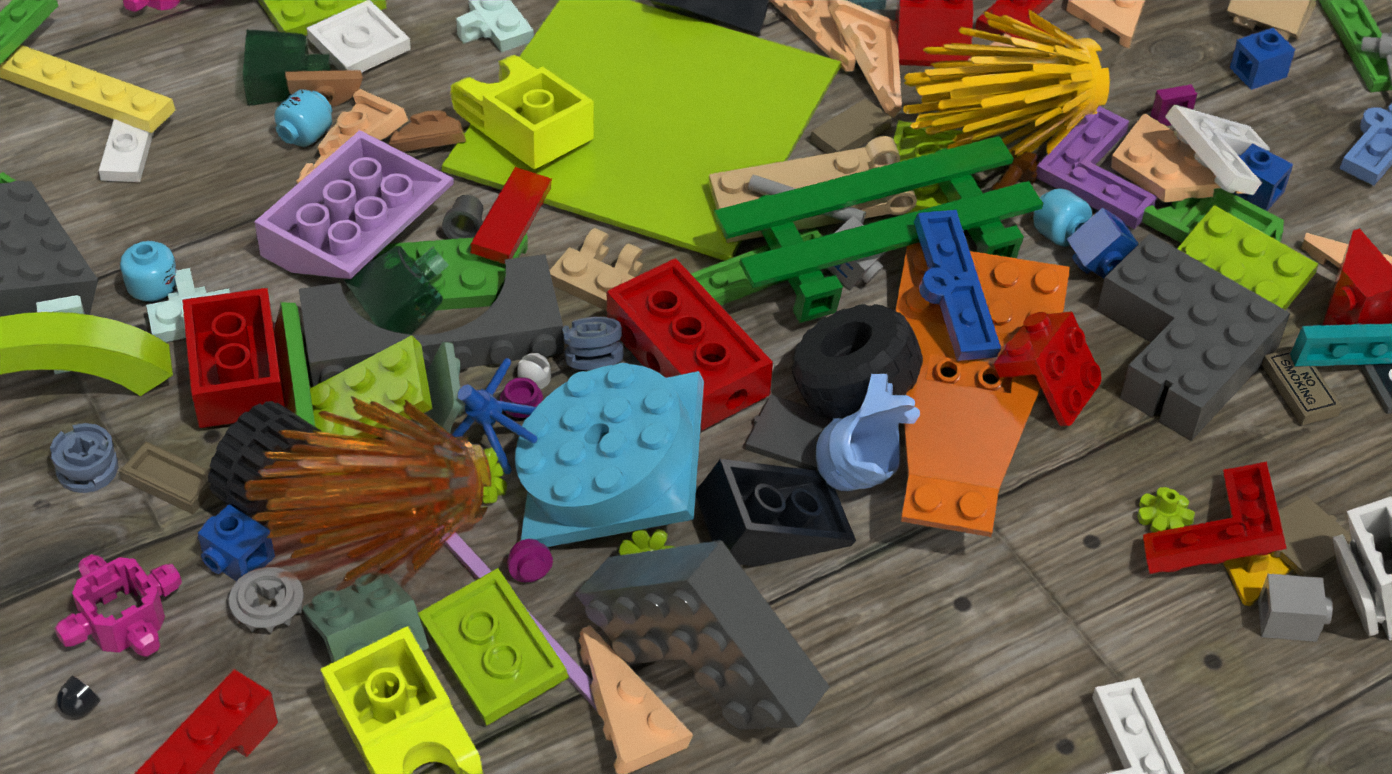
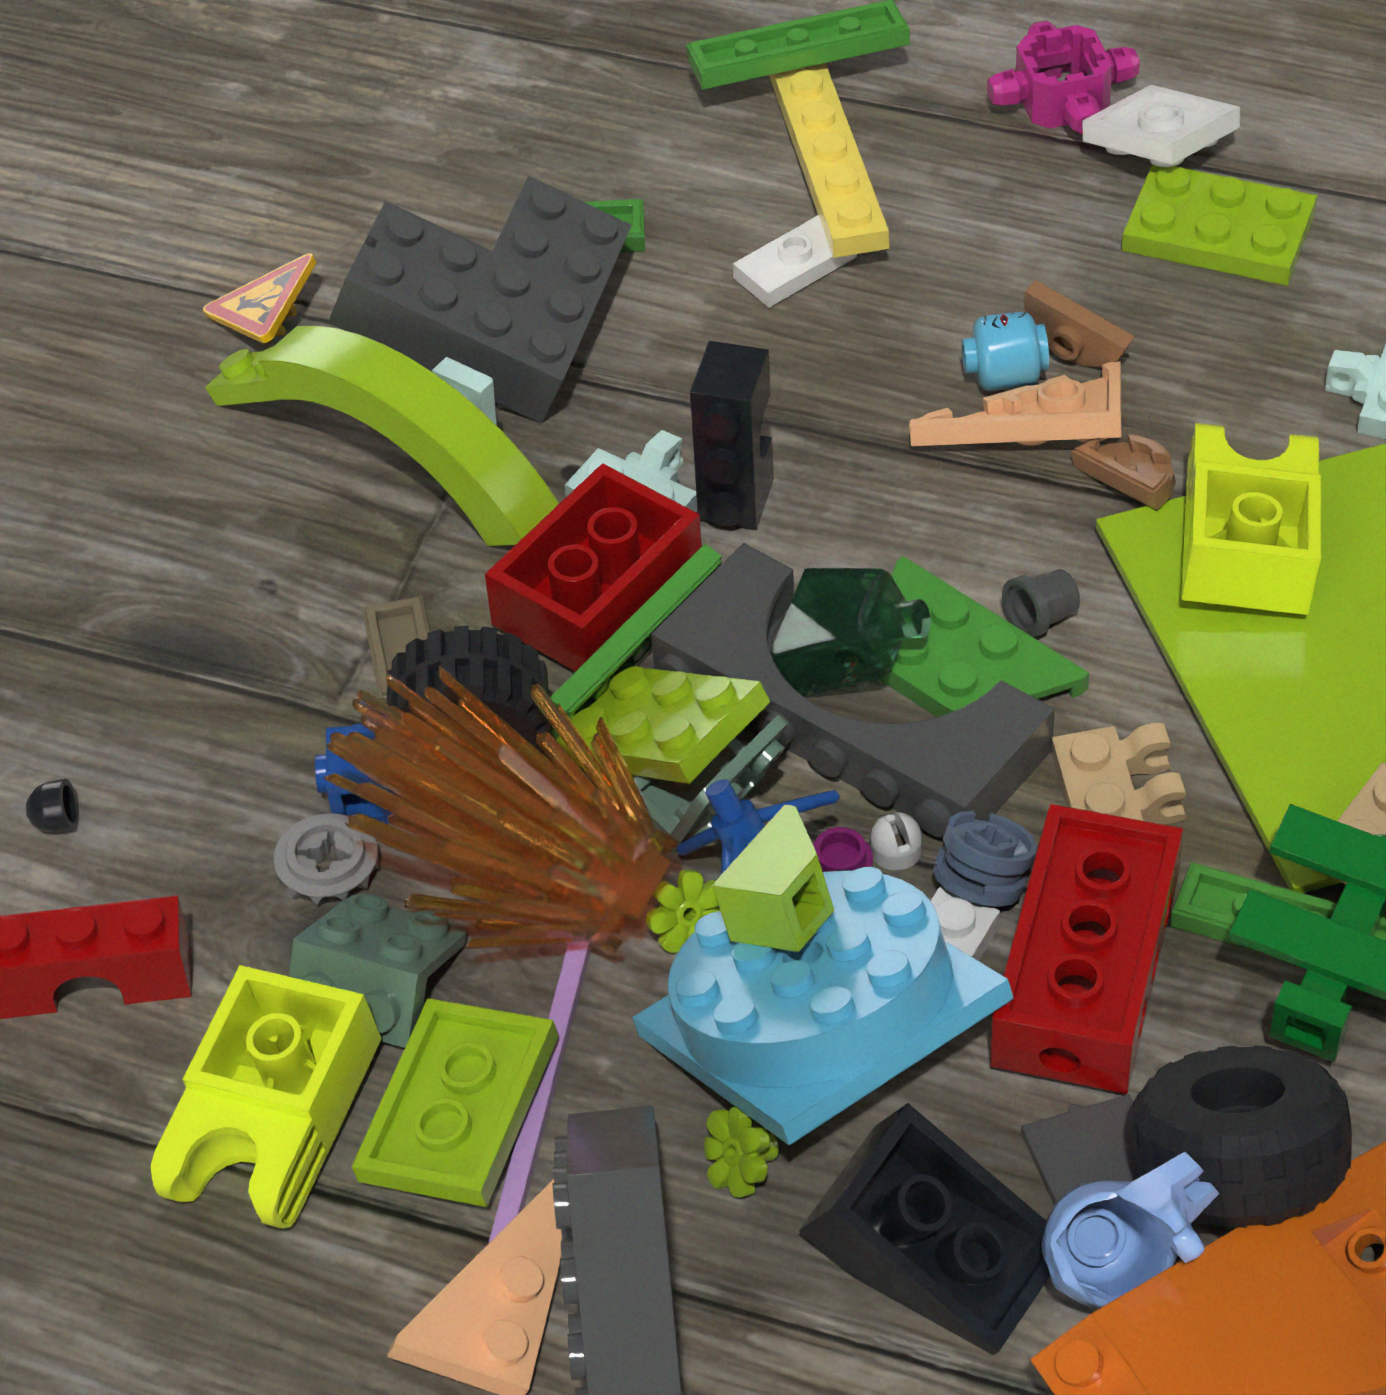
camera: 55 degrees right, 0 degrees up
(84, 457) = (347, 567): sand blue wheel -> none
(137, 625) = (168, 774): dark pink piece -> none
(148, 271) = (634, 409): medium azure head -> none
(236, 219) = (729, 452): none -> black arch
(269, 57) = (1066, 257): clear green torso -> none
(348, 209) = (911, 488): lavender slope -> none
(359, 38) = (1194, 299): white plate -> none
(511, 215) = (1086, 635): red tile -> none
(529, 560) = (610, 1044): magenta plate -> none
(555, 409) = (775, 887): none -> lime slope

